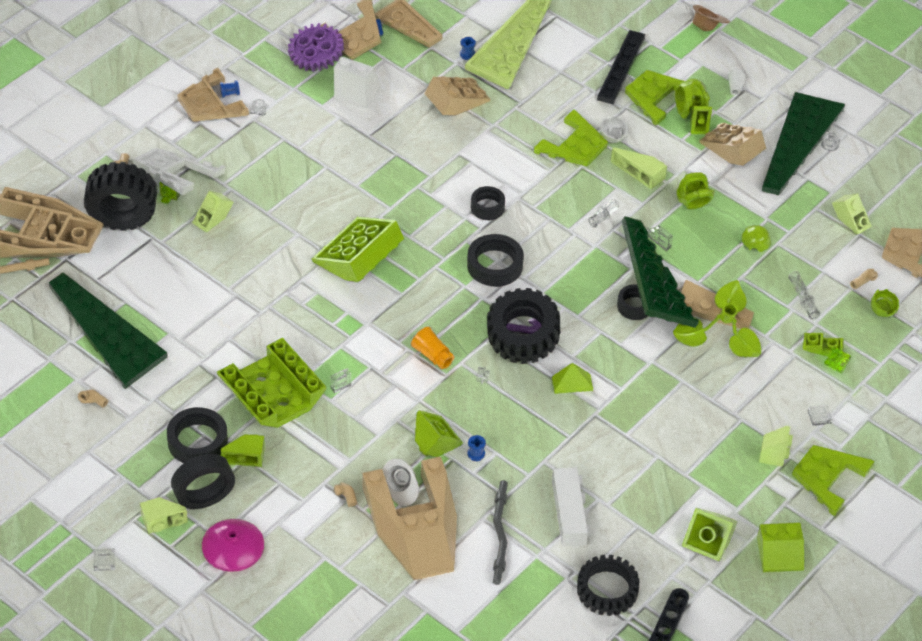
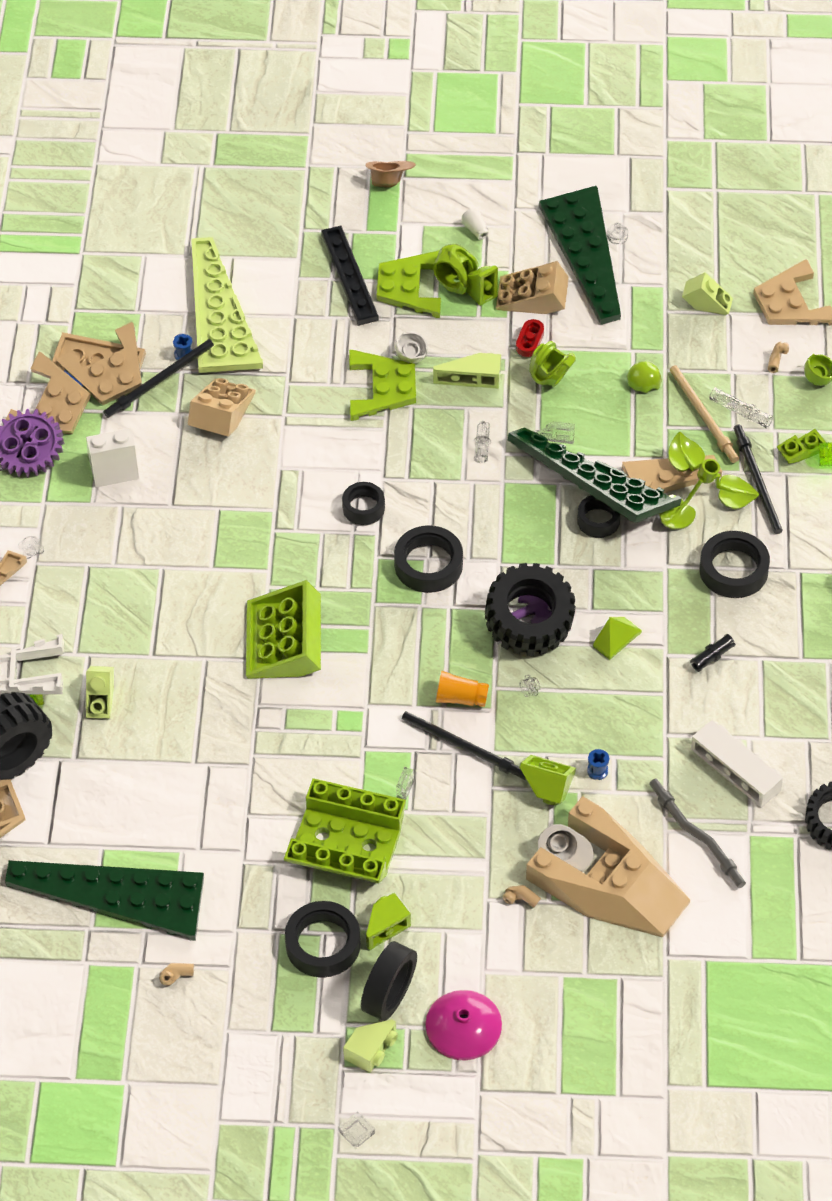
camera: 35 degrees left, 5 degrees up
(400, 58) = (125, 401): none -> black bar
(402, 378) = (505, 764): none -> black bar
(408, 38) = (112, 375): none -> tan wing
(625, 430) = (712, 652): none -> black pin
(701, 368) = (728, 586): none -> black tyre
(706, 166) = (529, 337): none -> red plate
(769, 309) = (723, 442): none -> tan bar
(782, 320) = (745, 446): none -> black bar

